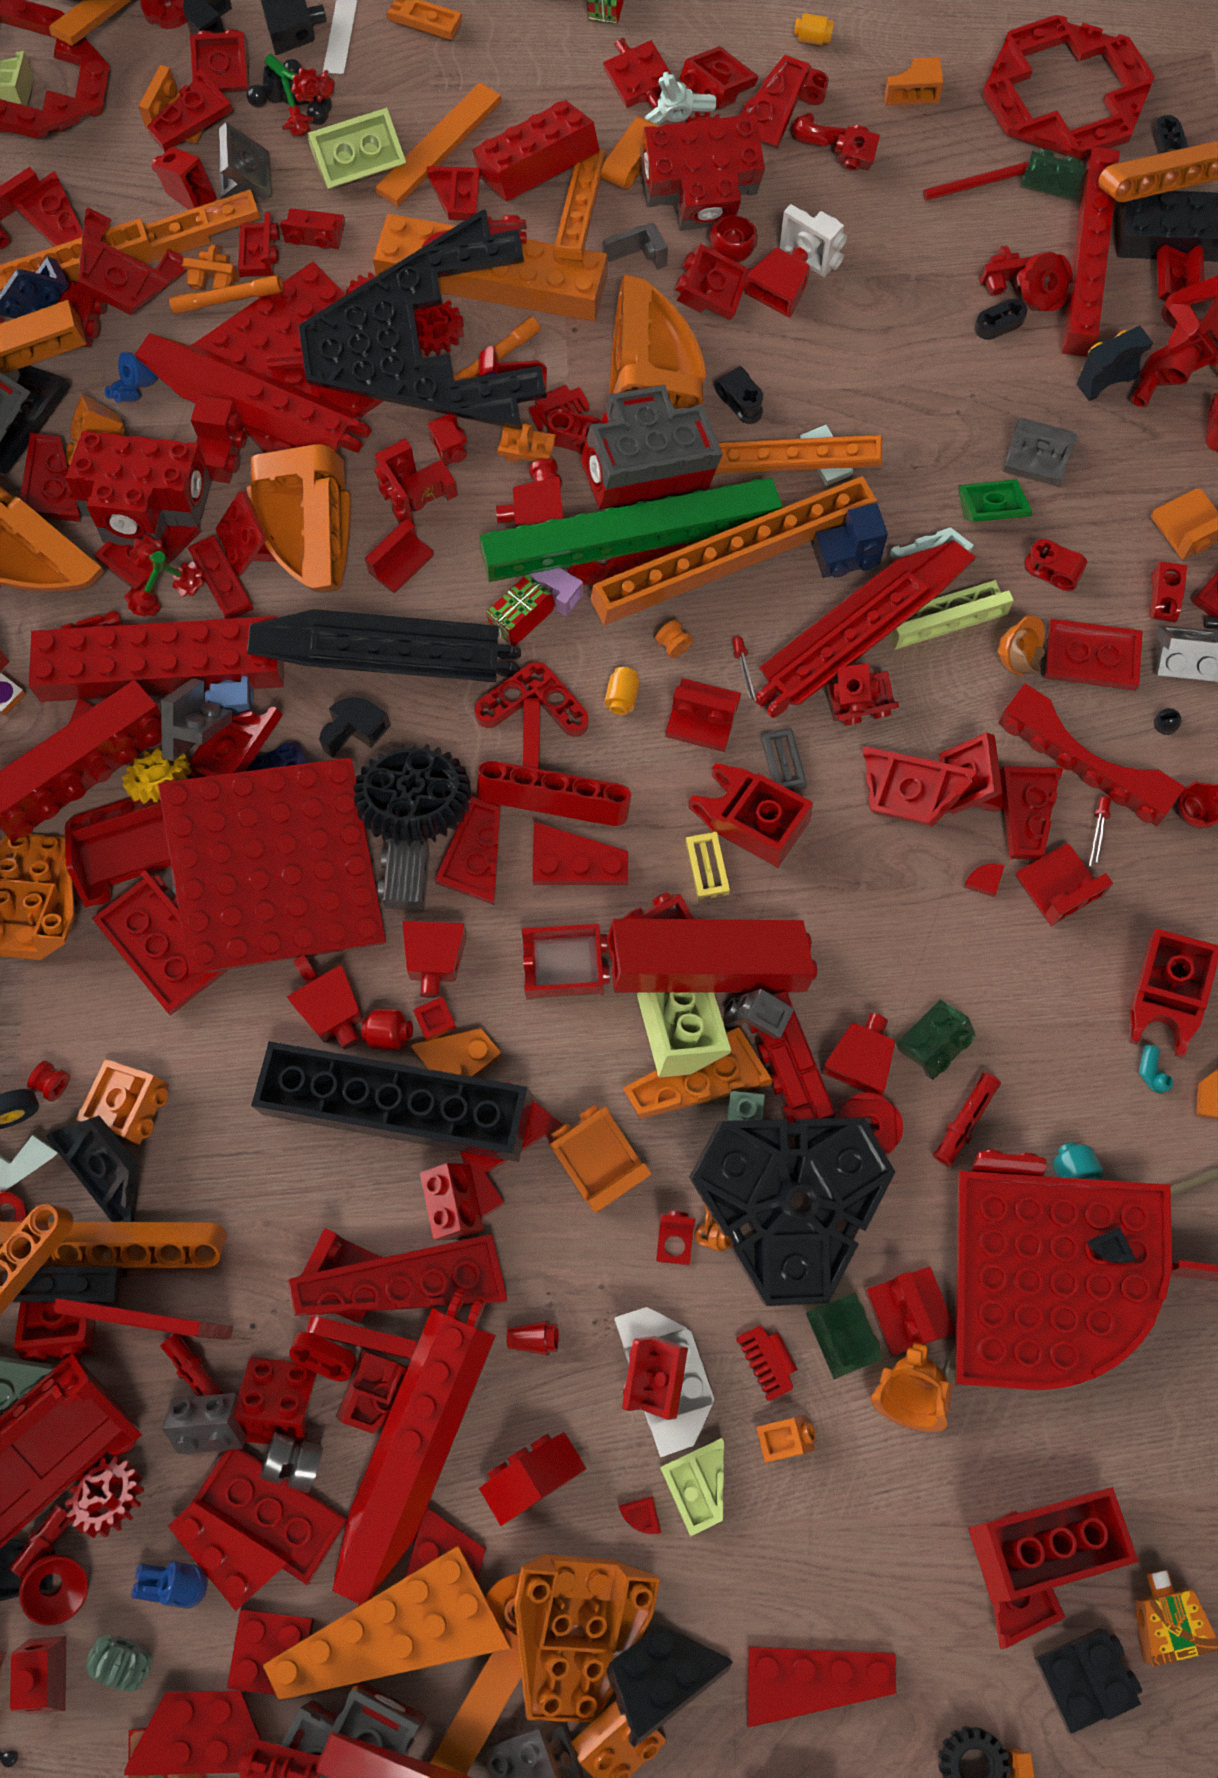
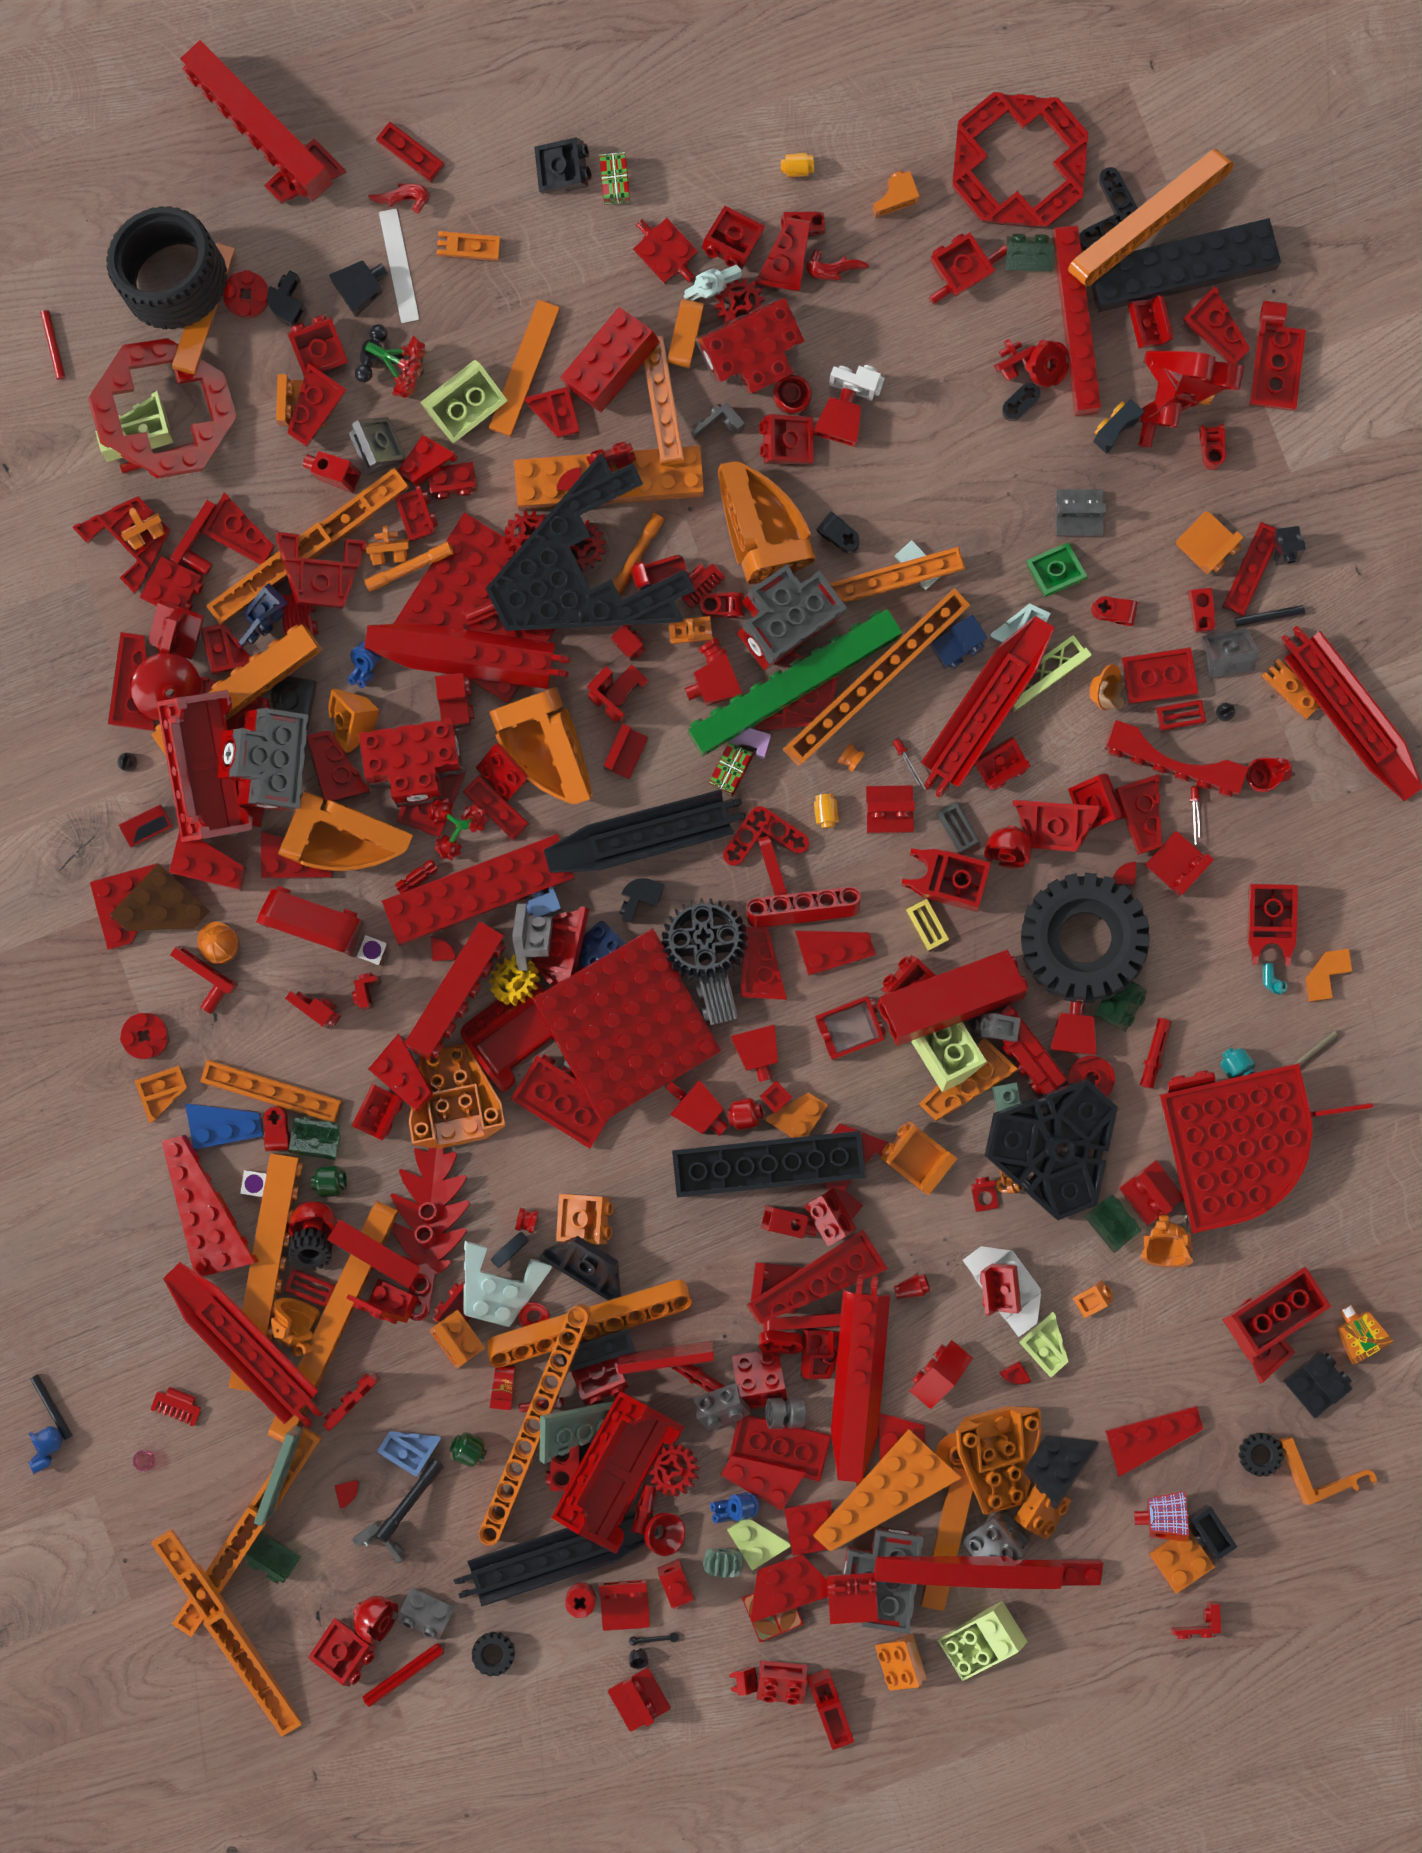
camera: 20 degrees left, 15 degrees up
(183, 1648) = (756, 1542): none -> yellowish green wing
(289, 197) = (425, 460): none -> red wing
(380, 1180) = (780, 1222): none -> red torso
(775, 1355) = (1070, 1248): red piece -> none
(842, 798) = (1009, 847): none -> red cylinder
(857, 148) = (874, 278): red brick -> none
(857, 688) = (1000, 757): red brick -> none
(899, 988) = (1077, 979): none -> black tyre
(972, 160) = (961, 263): none -> red plate
(1112, 1247) = (1270, 1116): black tile -> none
(1132, 716) = (1161, 718): none -> red tile

